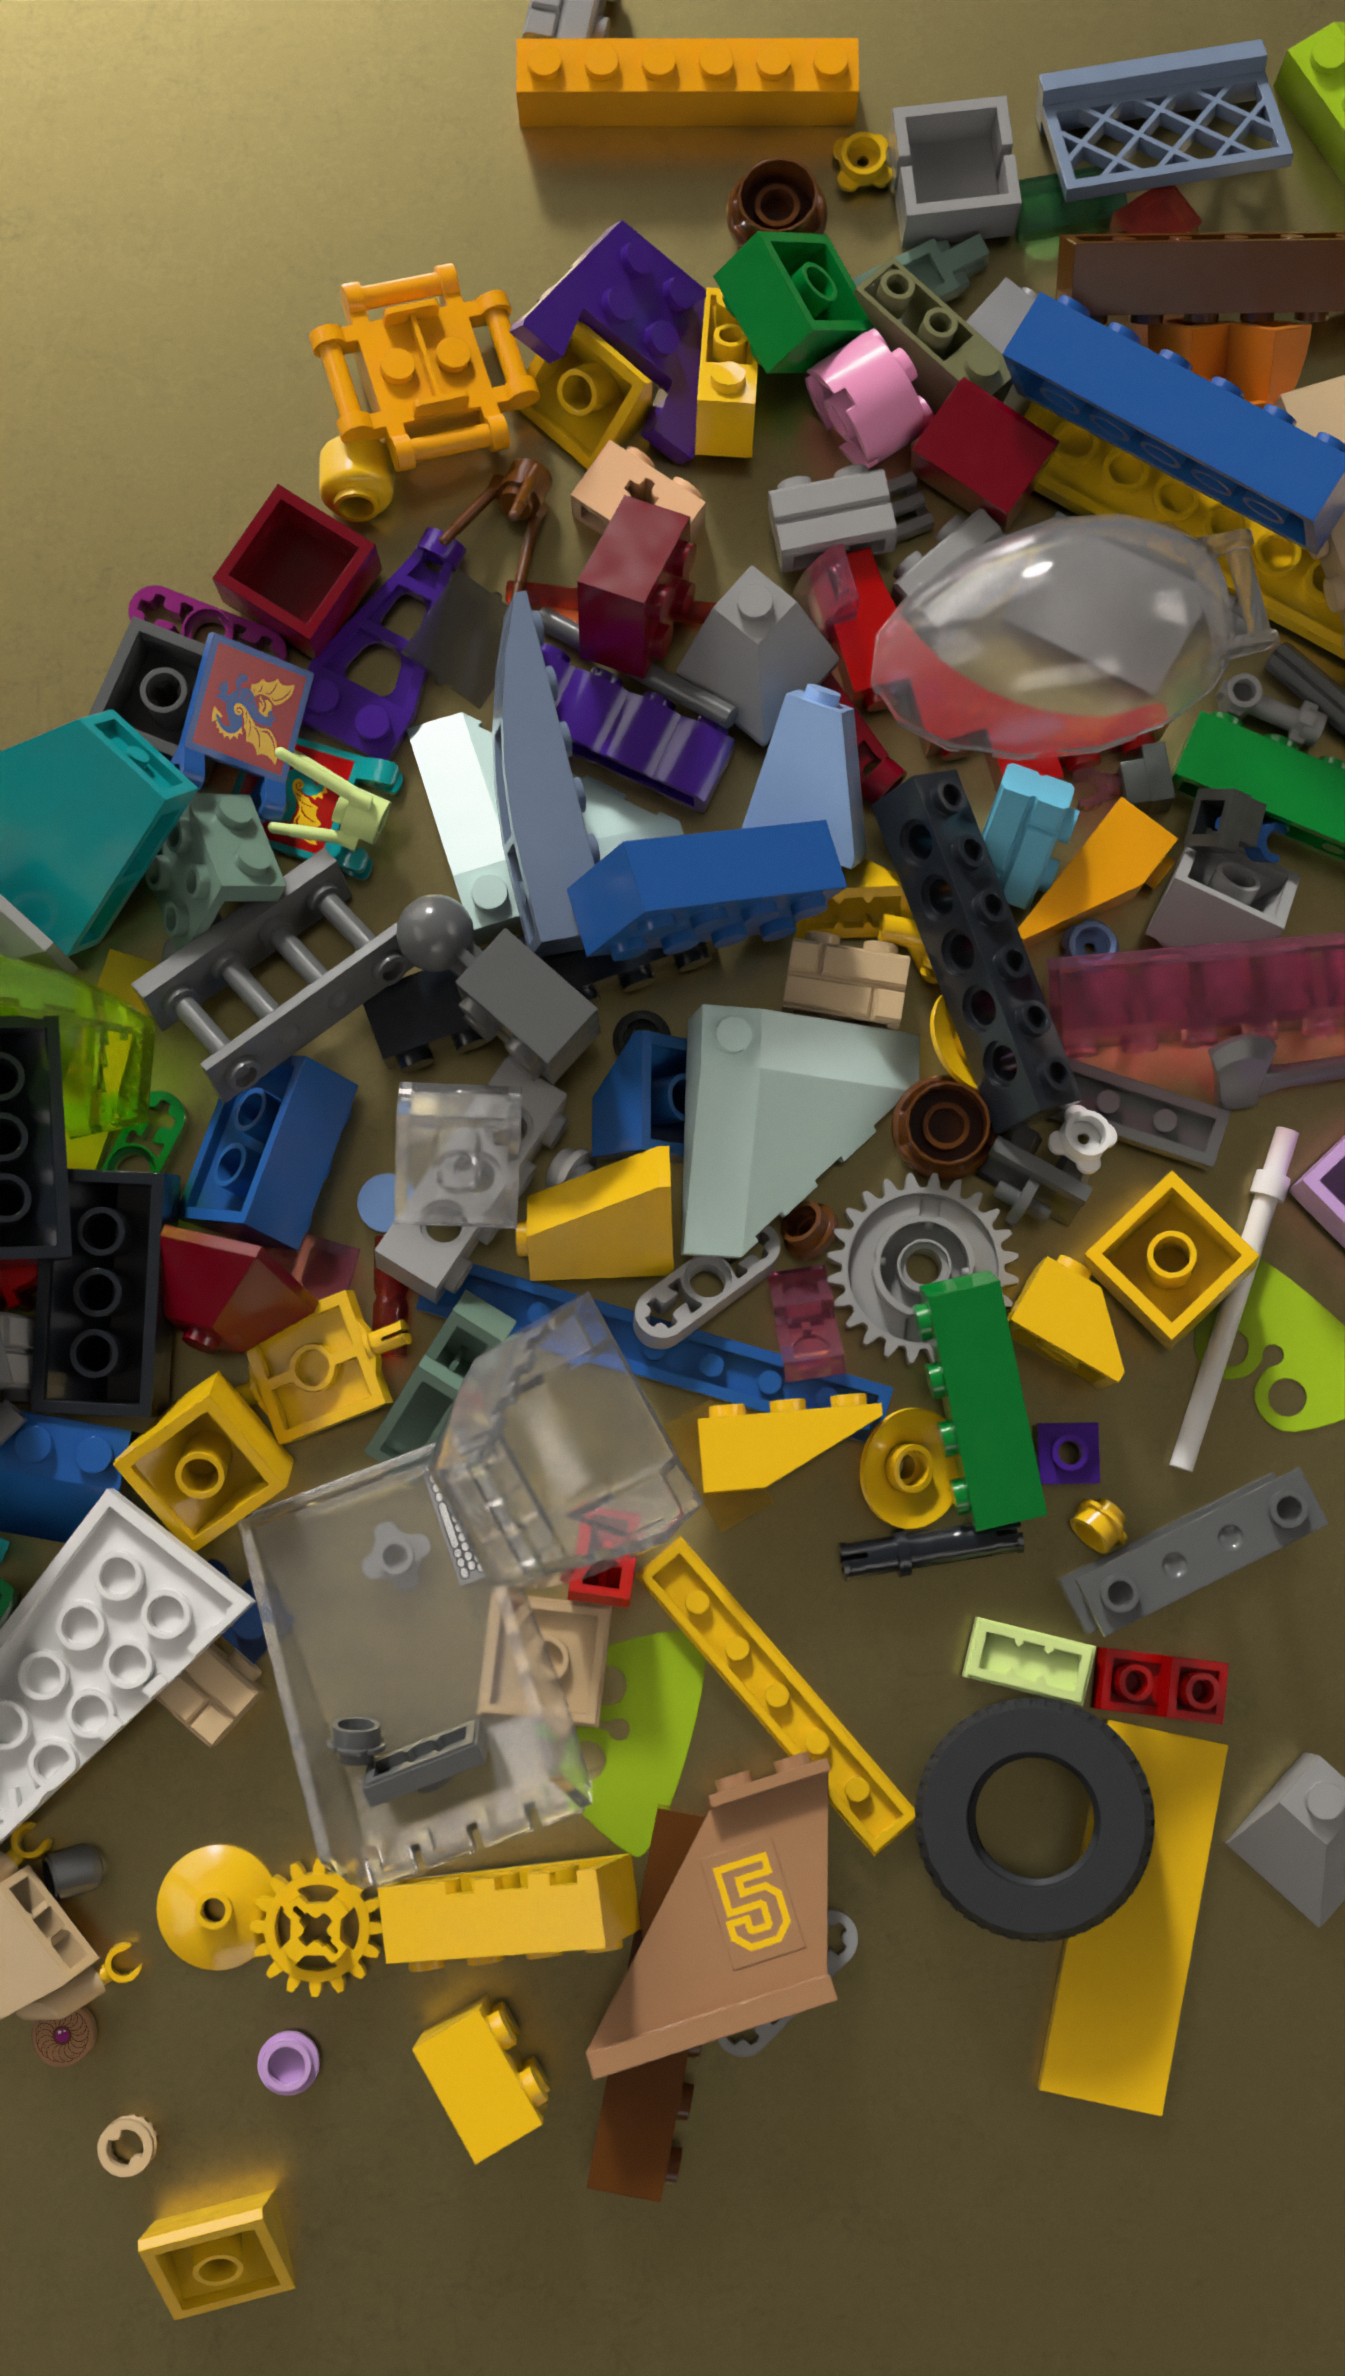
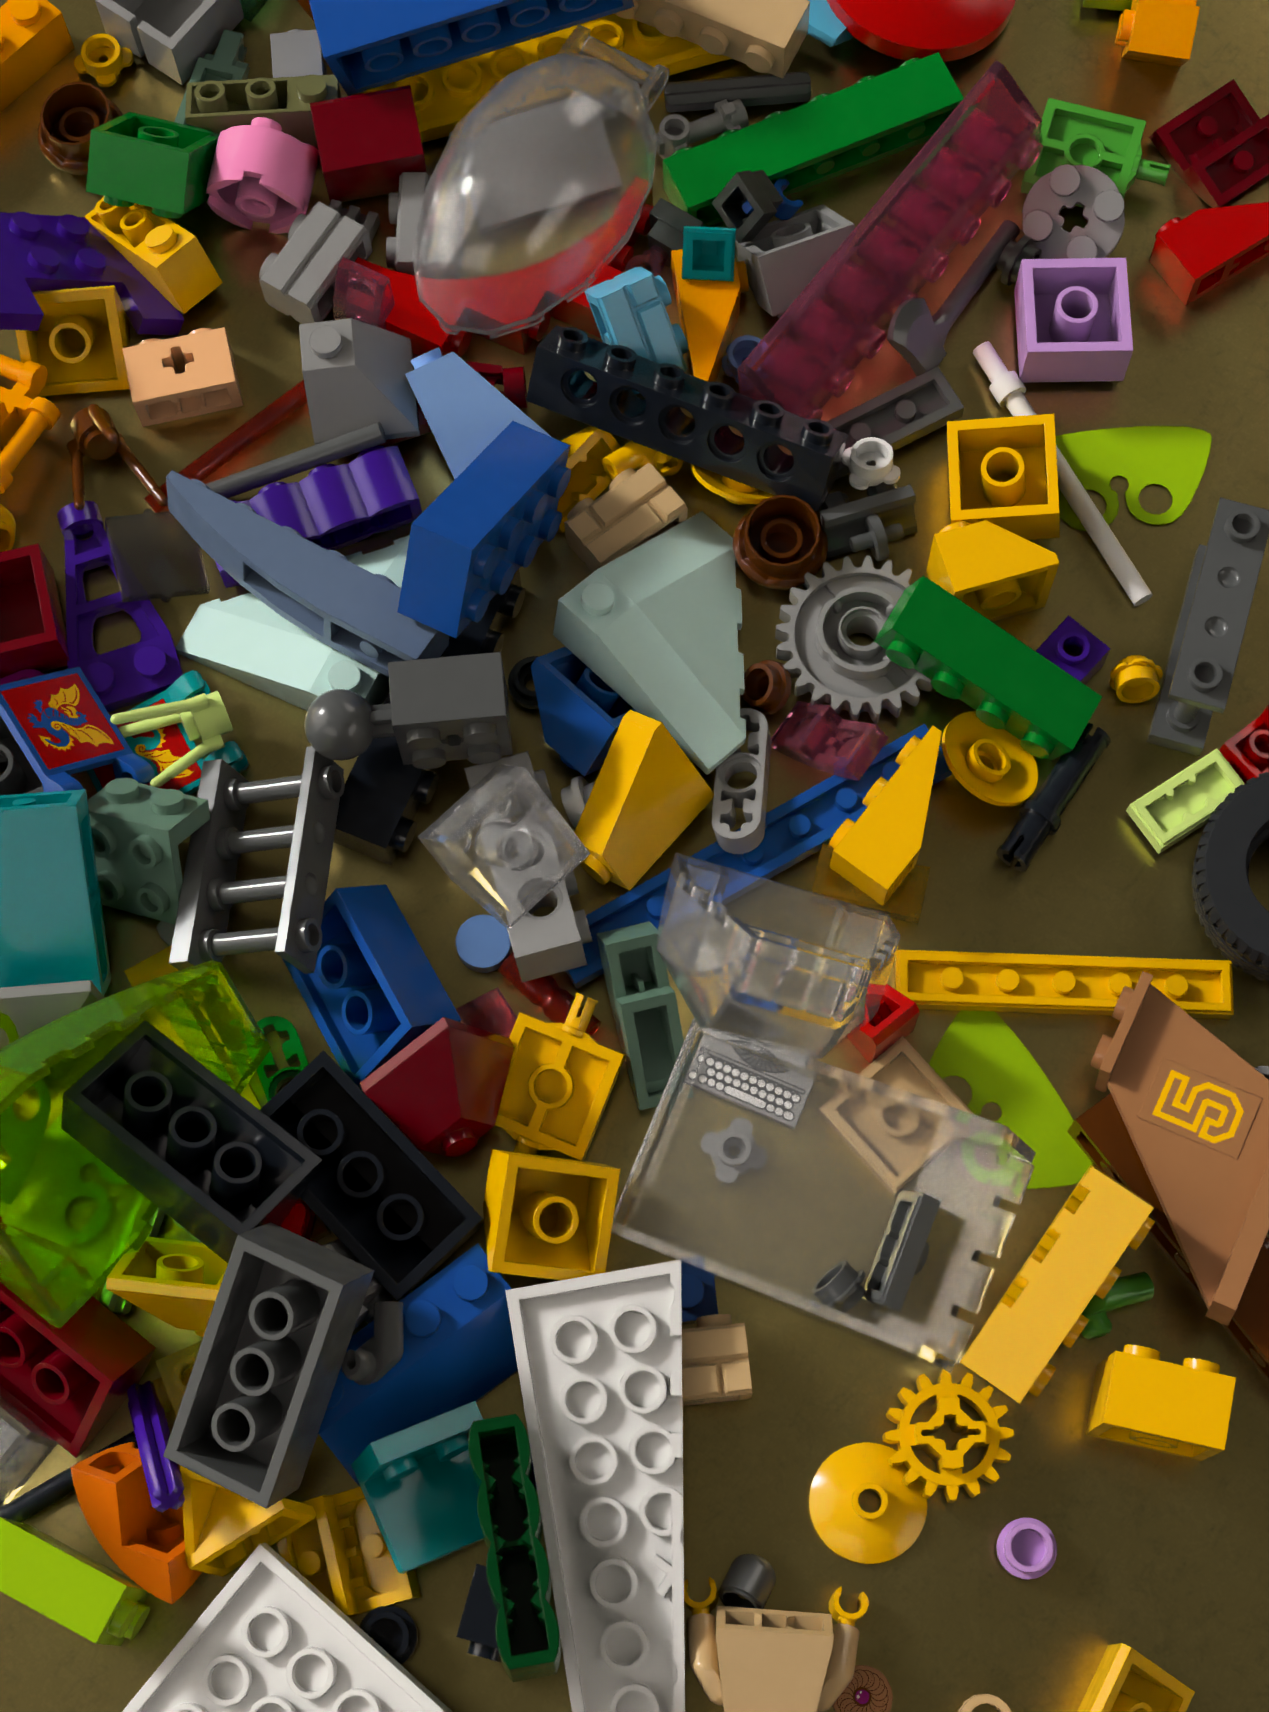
camera: 45 degrees left, 10 degrees down
(565, 1968) = (1124, 1292): none -> bright green arm
(635, 587) = (239, 408): dark red piece -> none
(1141, 832) = (708, 253): none -> teal slope

